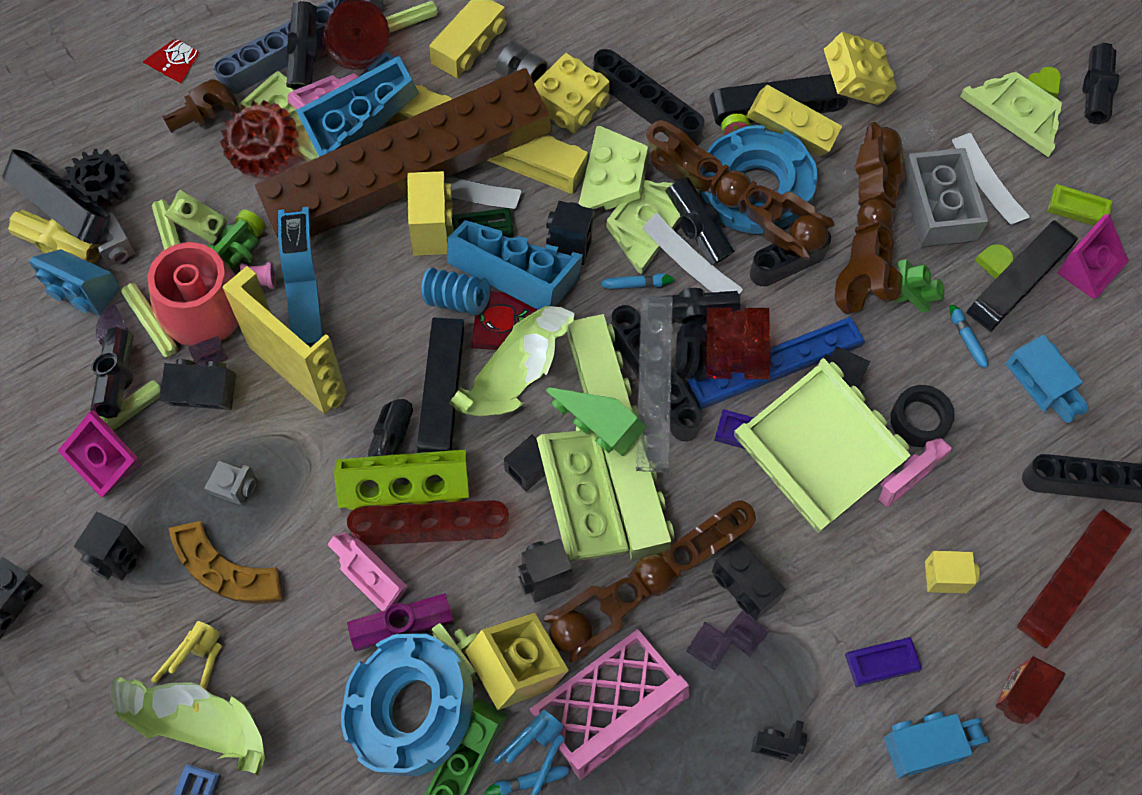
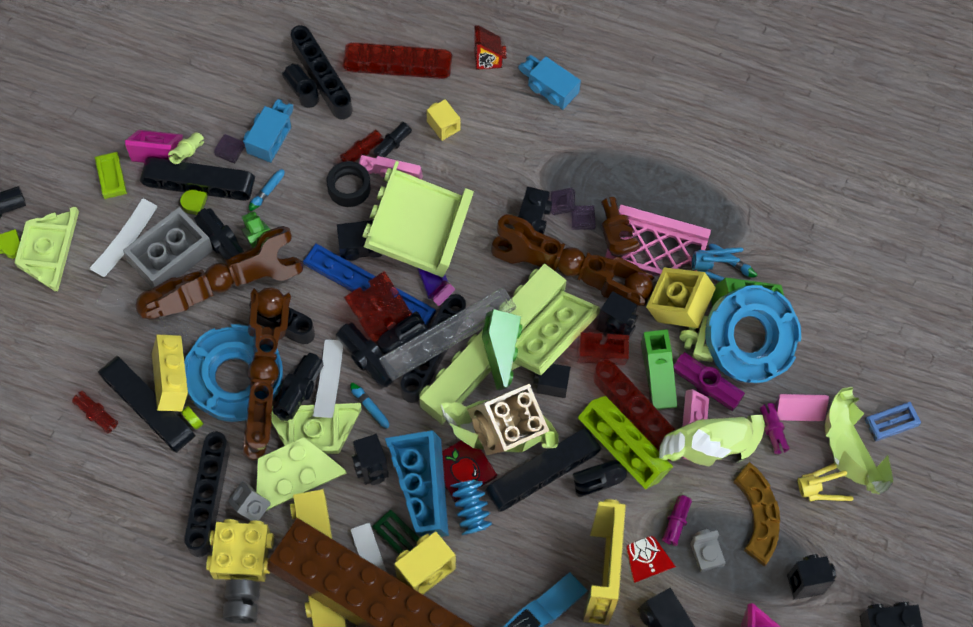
camera: 125 degrees left, 0 degrees up
(276, 426) = (647, 558): none -> red sticker
(285, 476) = (677, 520): none -> magenta axle
(291, 707) = (801, 407): none -> bright pink slope
(292, 654) = (774, 428): none -> magenta pin
(317, 567) = (713, 439): none -> yellowish green animal
(456, 578) = (659, 368): none -> bright green slope
(504, 354) = (508, 420): none -> tan brick
(534, 523) = (591, 351): none -> clear red piece
(611, 117) = (248, 502): none -> light grey bracket
(655, 645) = (615, 228): none -> reddish brown piece
(712, 415) = (442, 292): none -> magenta tile
(775, 745) = (611, 148): black bracket -> none
(799, 61) = (95, 412): none -> clear red pin
(860, 68) = (85, 358): light yellow brick -> none
(883, 662) = (521, 129): dark purple tile -> none
(935, 255) = (220, 235): none -> black piece
(955, 499) = (392, 140): none -> black axle
(965, 460) = (362, 147): none -> clear red pin
(1051, 327) = (229, 148): none -> clear purple tile
(1069, 279) = (186, 148): none -> yellowish green pin
(1097, 446) = (301, 85): none -> black piece

